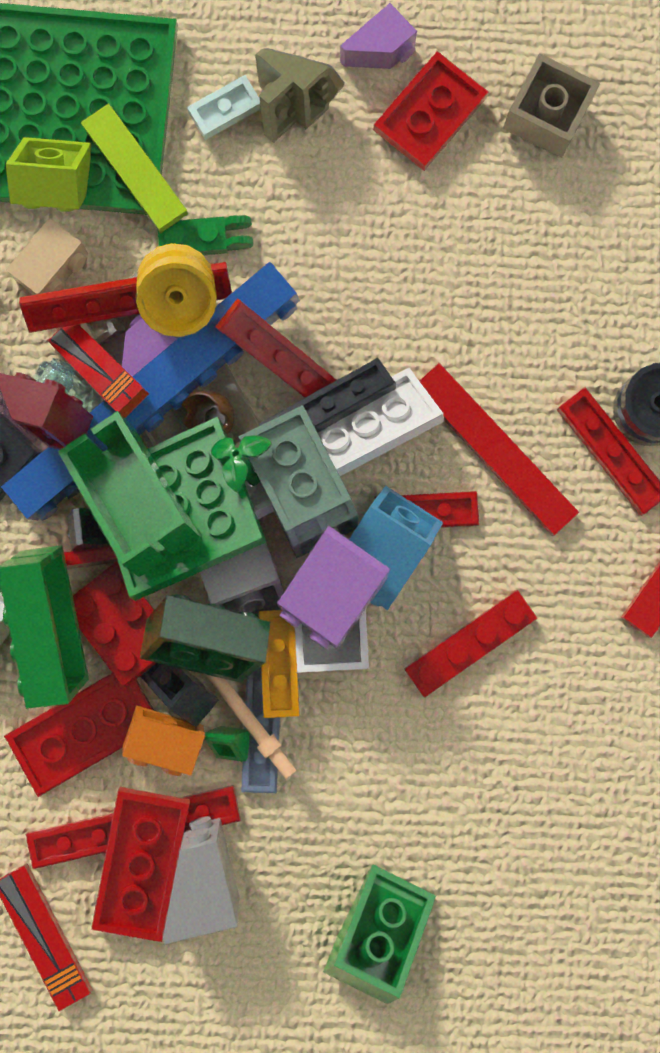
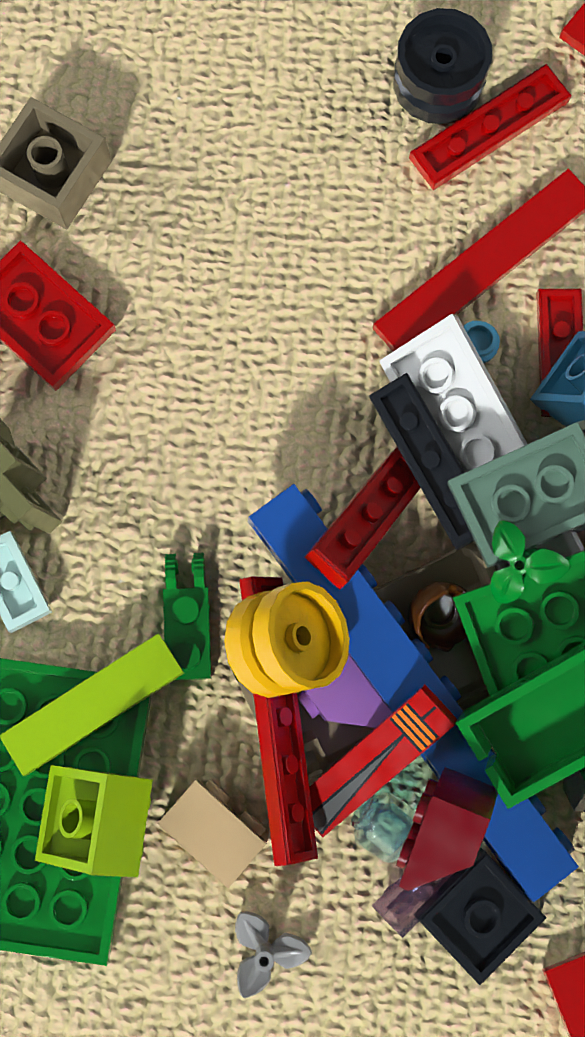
camera: 85 degrees left, 5 degrees down
(430, 445) = (483, 338): none -> medium azure plate

